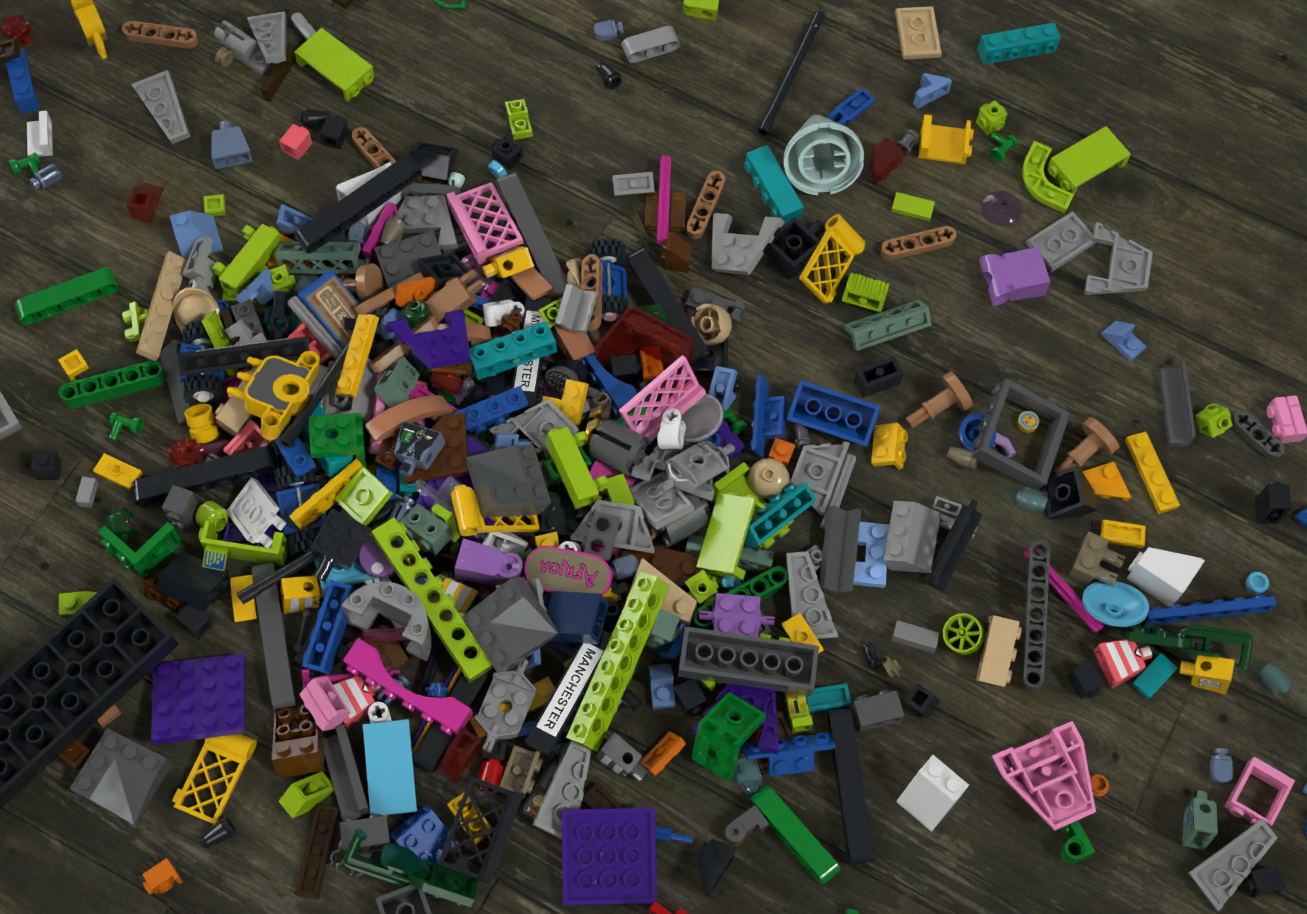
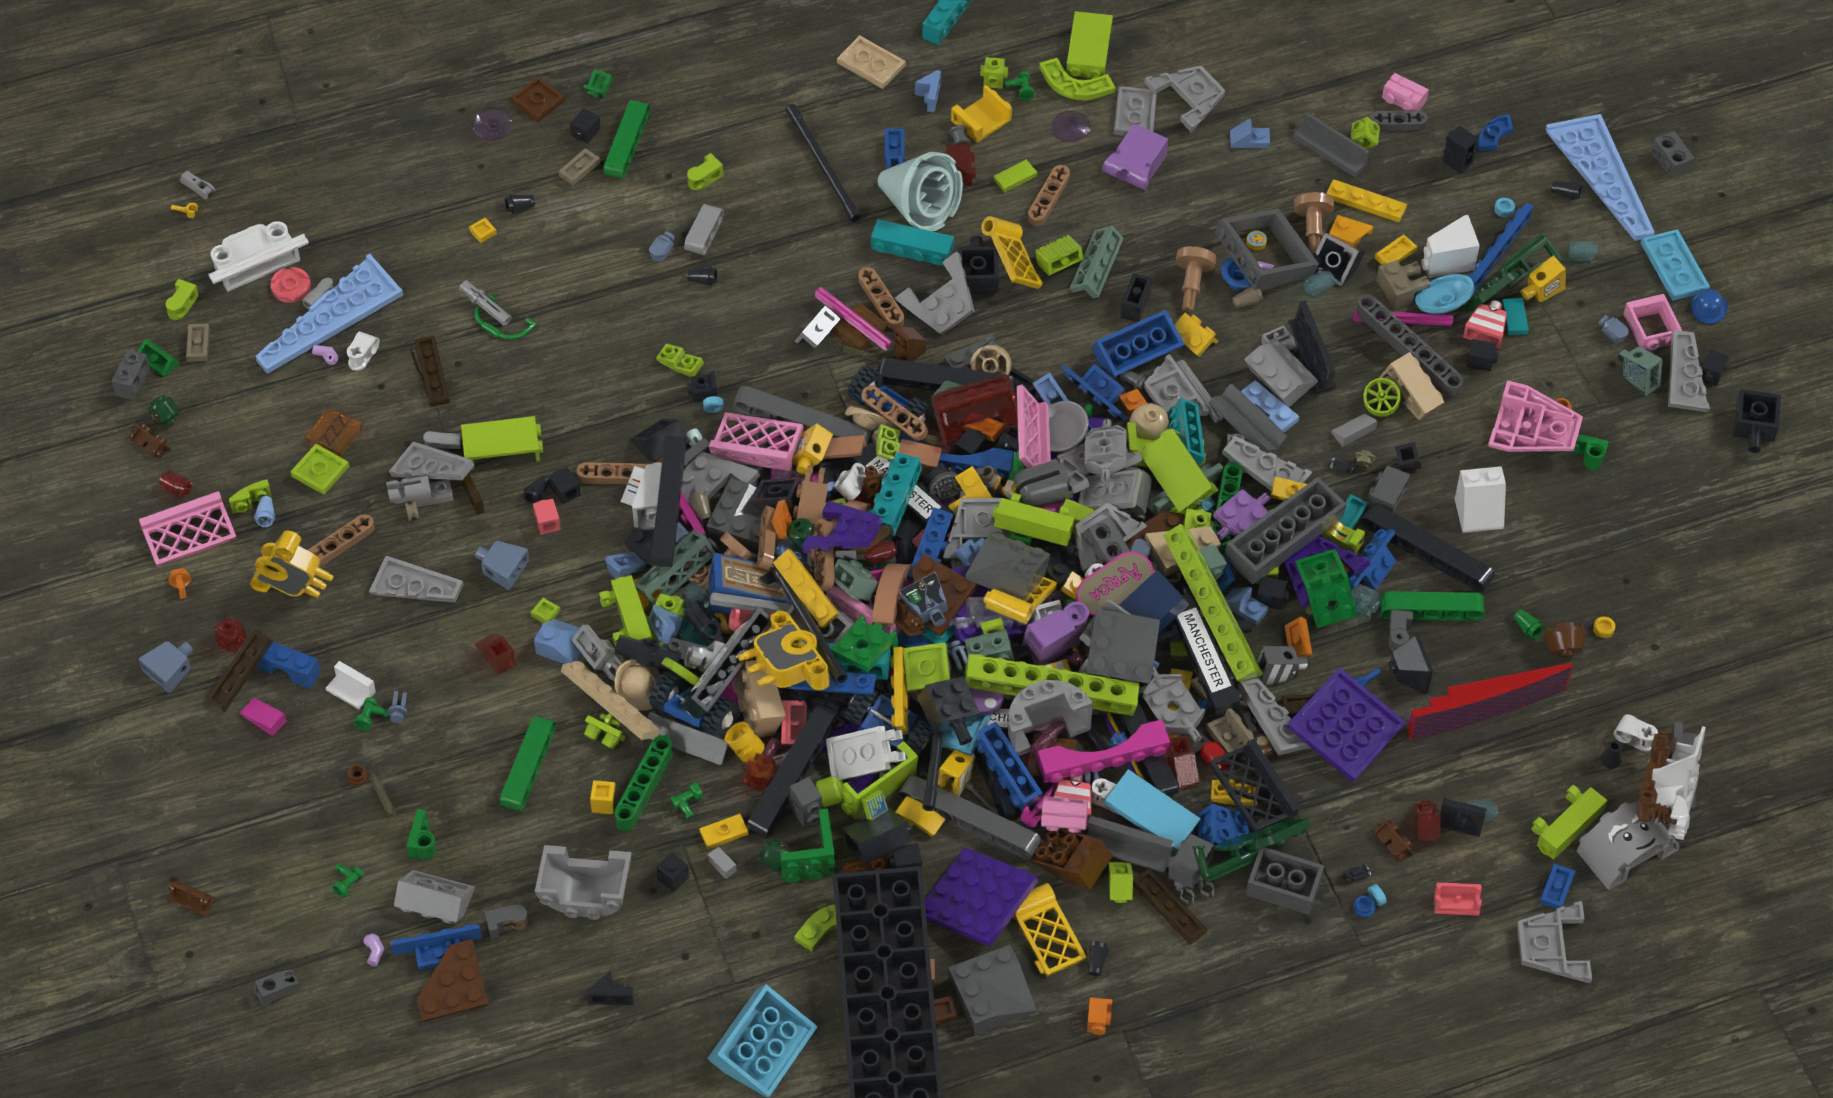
camera: 45 degrees left, 10 degrees down
(217, 295) = (645, 652): none -> black piece
(576, 309) = (903, 429): light grey panel -> none
(671, 430) = (1061, 443): white piece -> none

